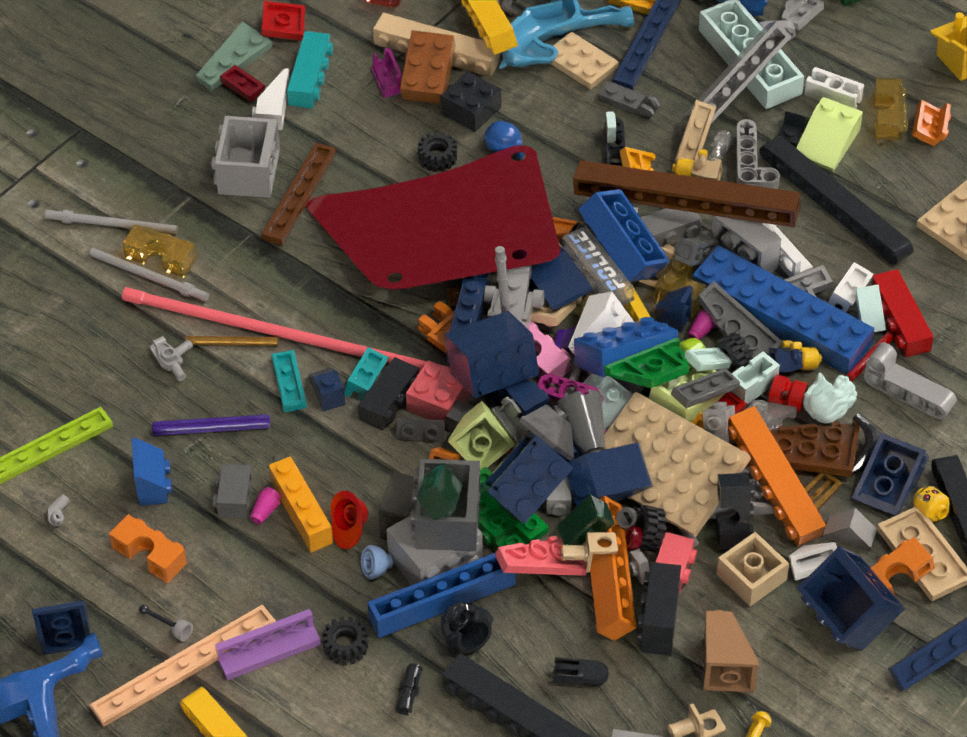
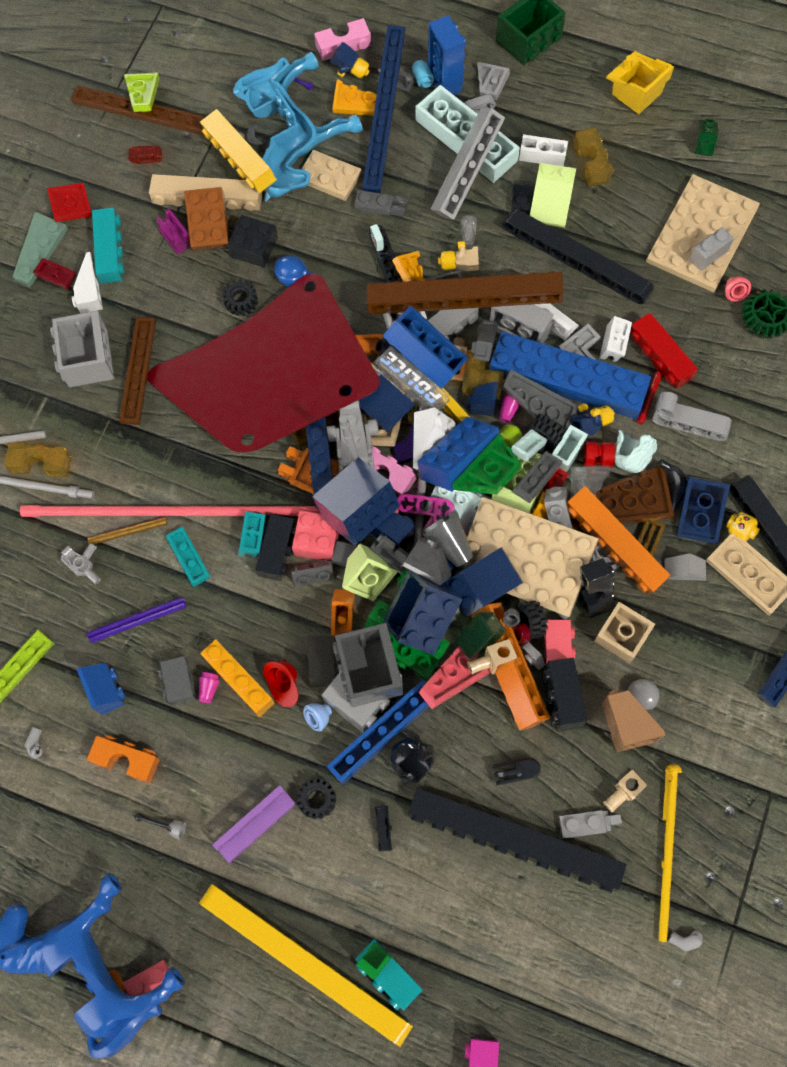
camera: 15 degrees left, 20 degrees up
(61, 626) = (76, 864): dark blue slope -> none
(174, 669) = (188, 863): light nougat tile -> none
(328, 388) = (222, 555): dark blue slope -> none
(439, 492) = (364, 670): clear green brick -> none
(695, 130) = (448, 224): tan tile -> none
(746, 158) = (496, 234): light grey beam -> none
(759, 637) = (645, 693): none -> light grey hair
(808, 558) = (665, 604): white slope -> none
(850, 599) = (715, 644): dark blue container -> none
(870, 307) = (638, 354): light aqua tile -> none
(908, 558) = (746, 587): orange arch -> none
(931, 122) = (630, 161): orange bracket -> none

